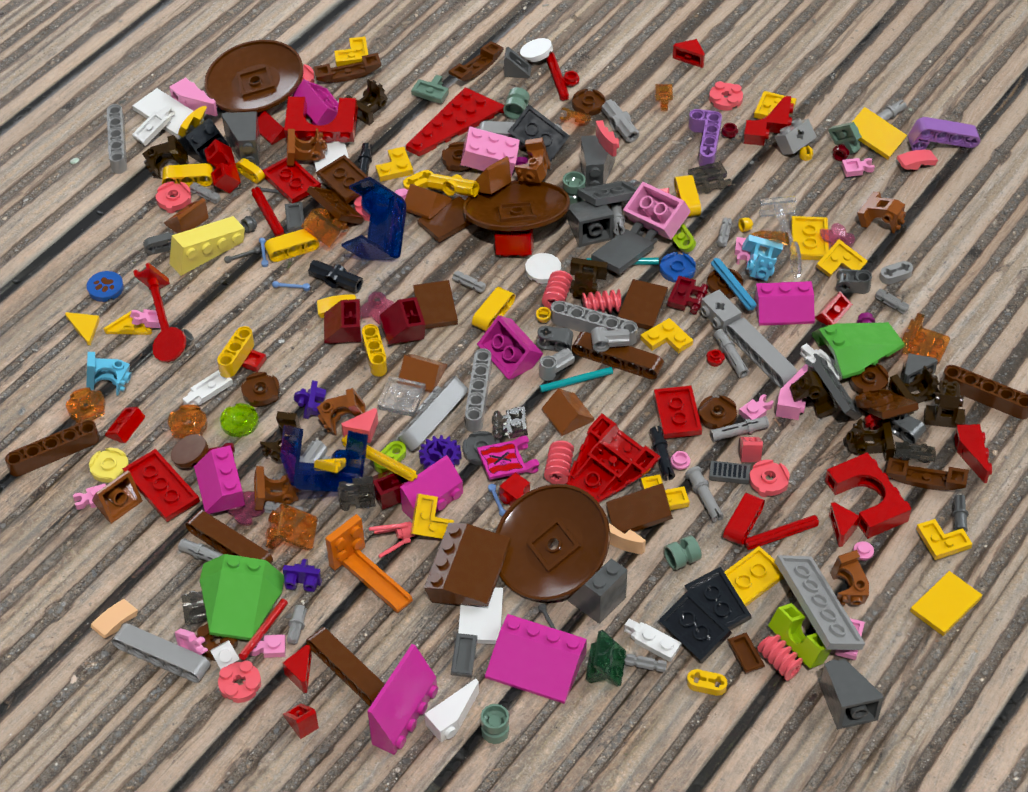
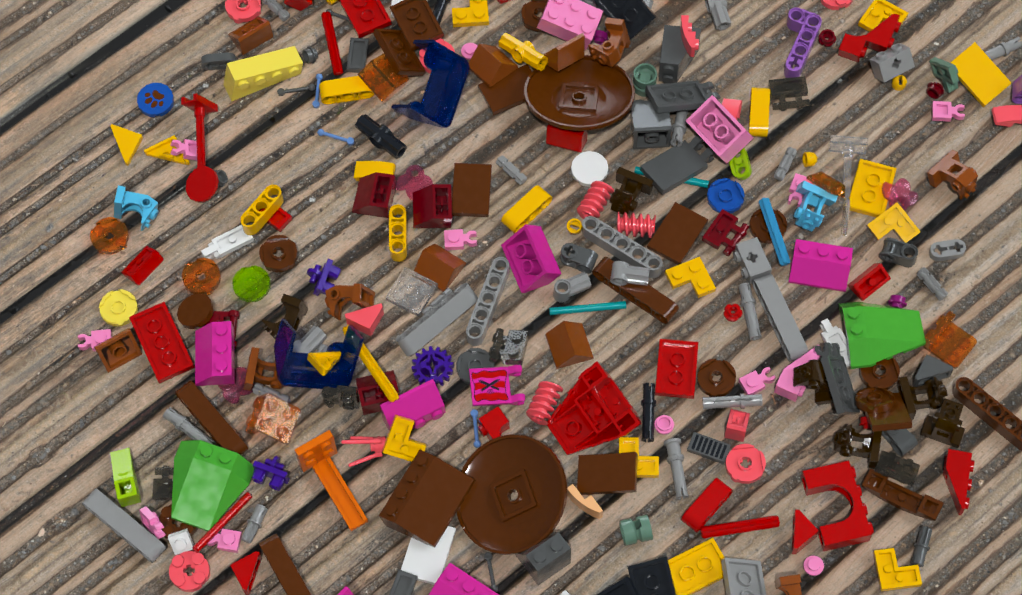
camera: 15 degrees right, 15 degrees up
(52, 448) = (59, 278): reddish brown beam -> none
(111, 620) = (88, 478): light nougat slope -> none
(152, 610) = (124, 477): none -> lime slope
(389, 450) = (382, 356): lime plate -> none
(419, 179) = (490, 35): yellow beam -> none
(433, 347) = (456, 239): none -> bright pink plate

